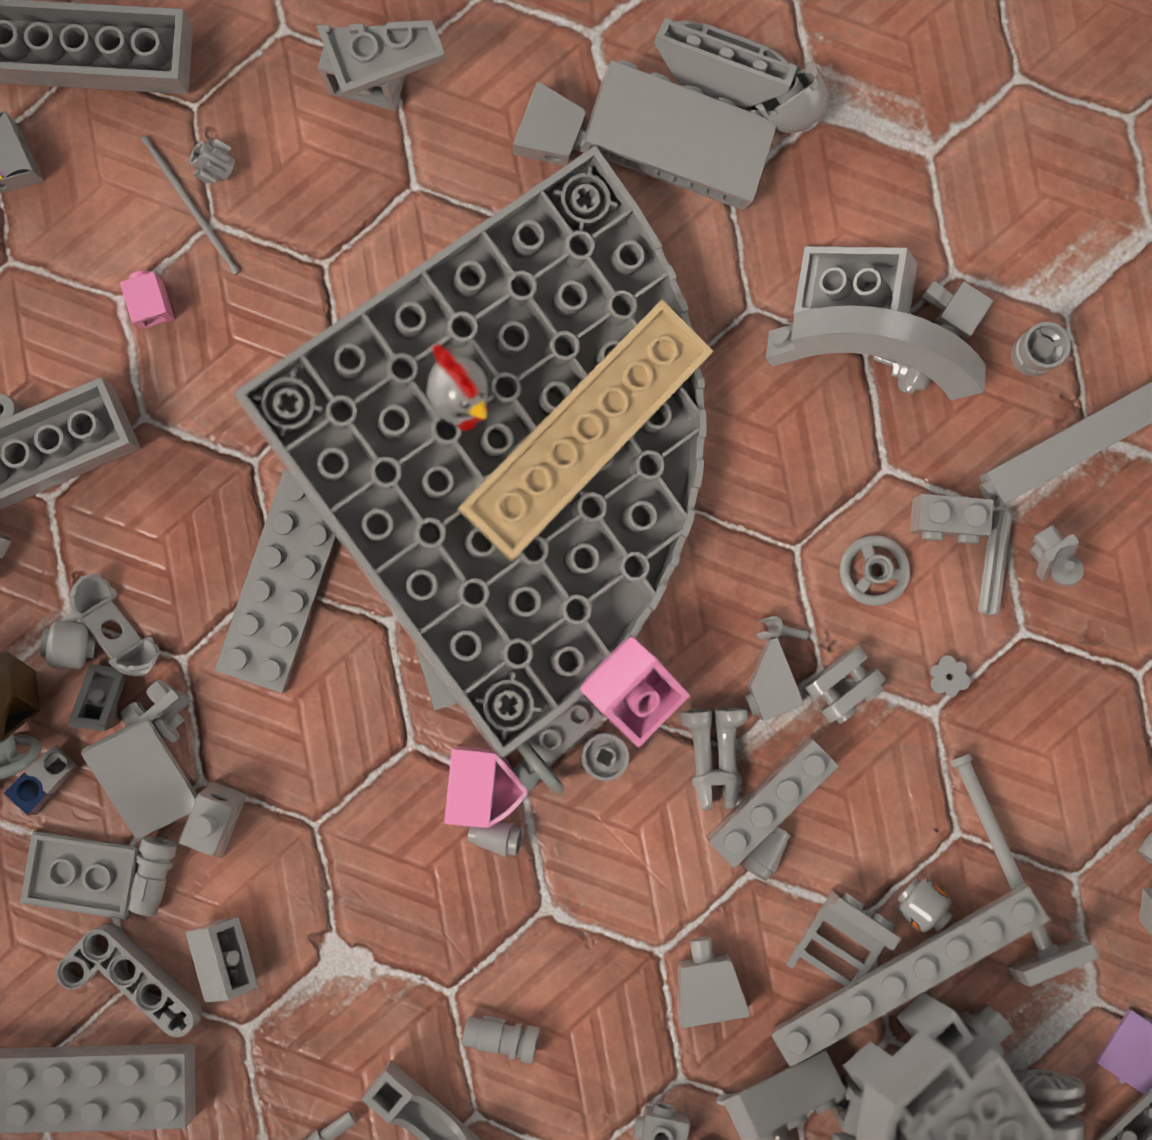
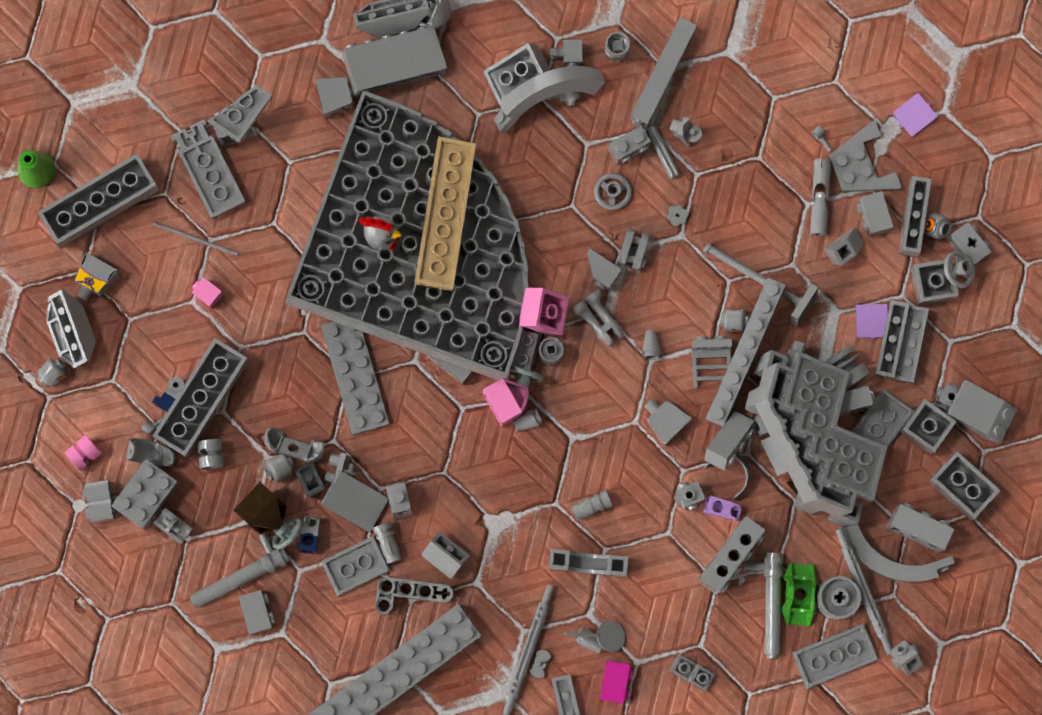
camera: 40 degrees left, 5 degrees down
(211, 161) = (193, 212): light grey gear -> none
(280, 114) = (208, 170): none -> light grey hinge
(771, 802) = (637, 321): light grey brick -> none
(777, 629) = (587, 245): light grey hand -> none

